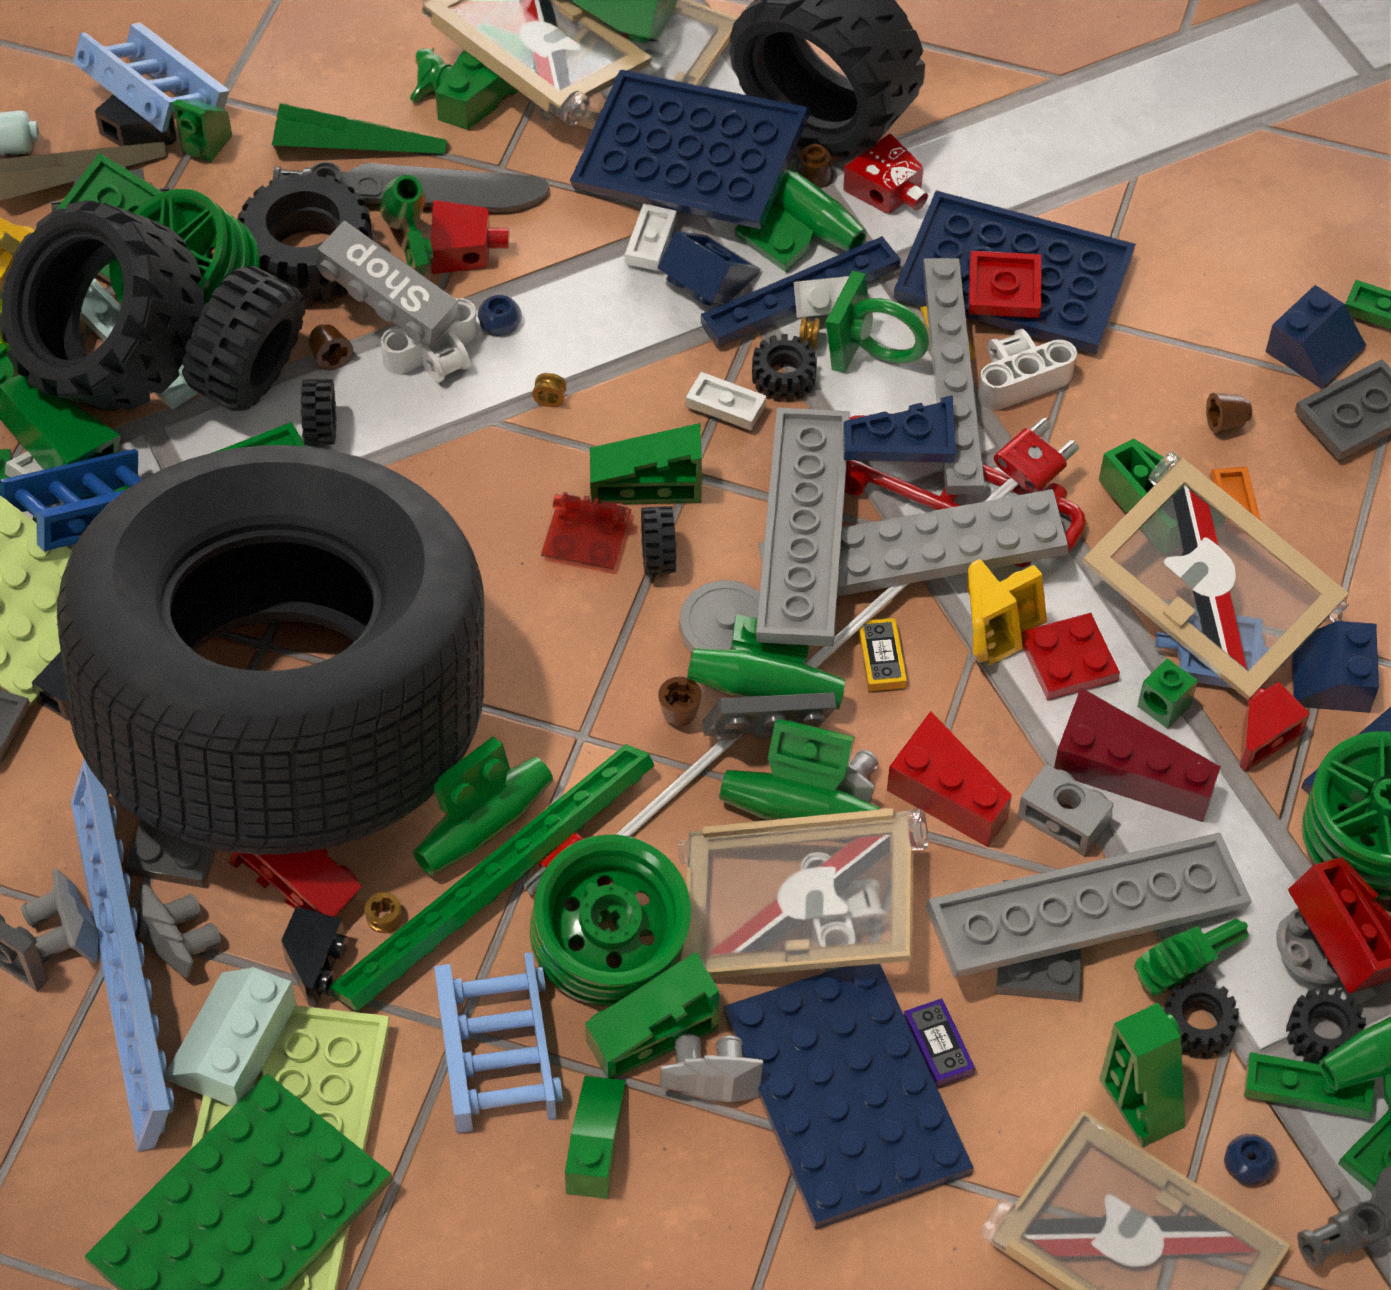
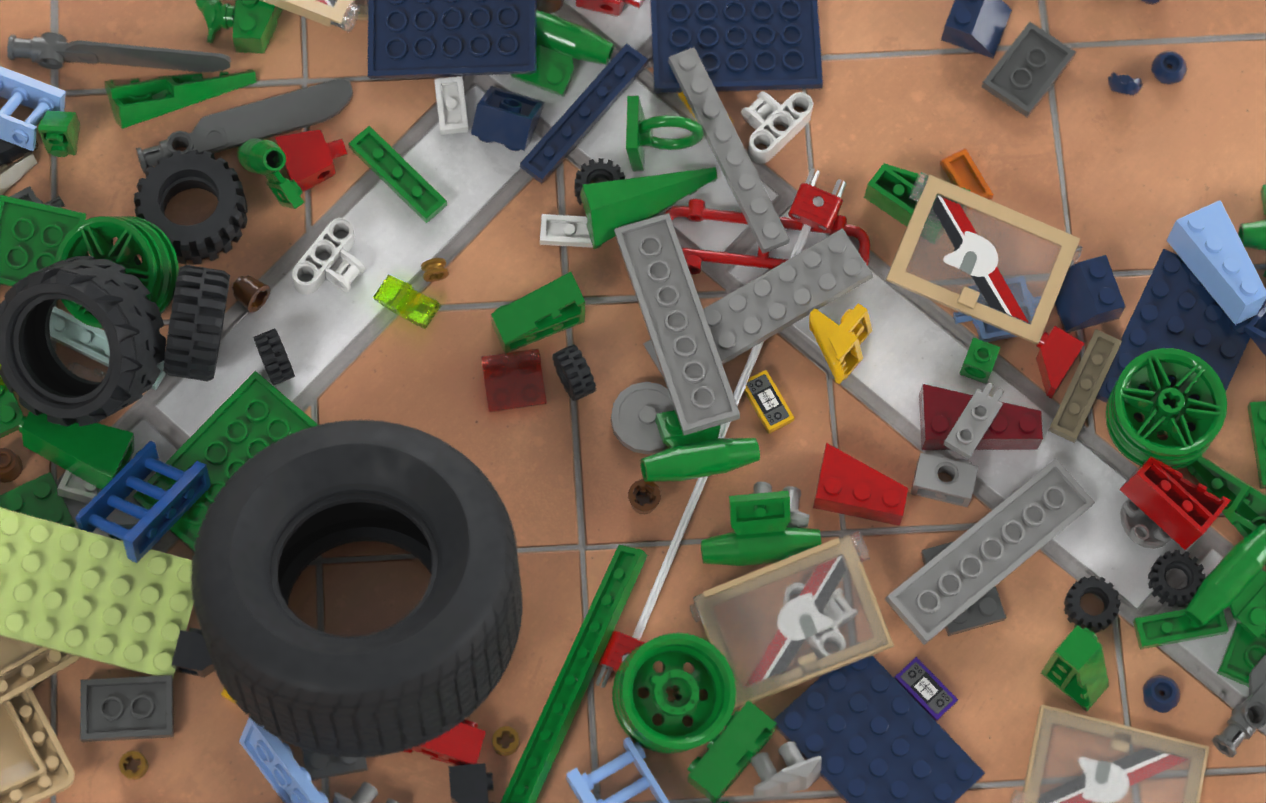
camera: 25 degrees left, 15 degrees up
(242, 54) = (53, 50): none -> dark grey piece
(386, 284) = (281, 234): light grey brick -> none
(479, 803) = (542, 638): green plate -> none
(499, 314) = (369, 223): dark blue plate -> none
(500, 413) = (406, 302): none -> clear neon green slope
(556, 285) = (397, 174): none -> green plate
(758, 714) = (716, 491): dark grey plate -> none
(801, 382) = (636, 199): none -> green wedge
(810, 331) = (606, 149): pearl gold bush -> none
(817, 296) = (607, 112): white plate -> none
(905, 436) = (719, 222): dark blue wing -> none
(1004, 284) = (737, 58): red plate -> none
(1069, 656) = (898, 352): red plate -> none
(1128, 744) = (974, 421): none -> light grey hinge
(1186, 955) = (1068, 563): green gear -> none
(1227, 411) = (935, 107): reddish brown hat -> none
(1289, 769) = (1085, 386): none -> dark tan plate

